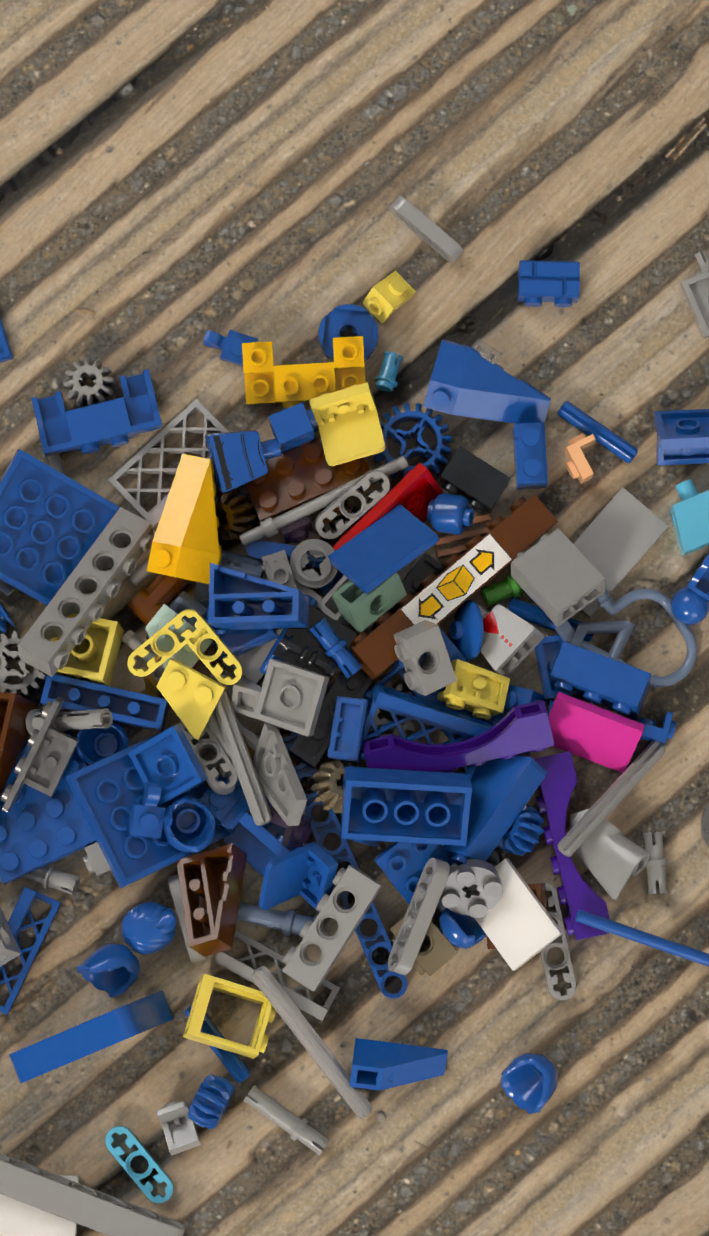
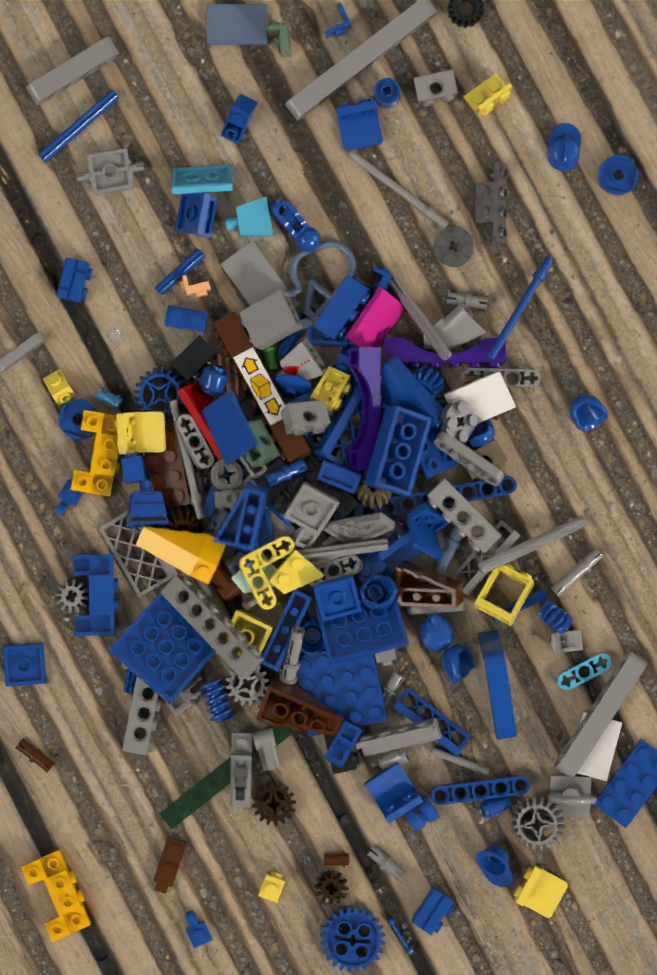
camera: 80 degrees left, 5 degrees up
(46, 759) = (316, 674): flat silver bracket -> none
(147, 816) = (366, 616): blue plate -> none
(389, 1065) = (557, 498): blue slope -> none
(476, 388) = (134, 344): blue wedge -> none

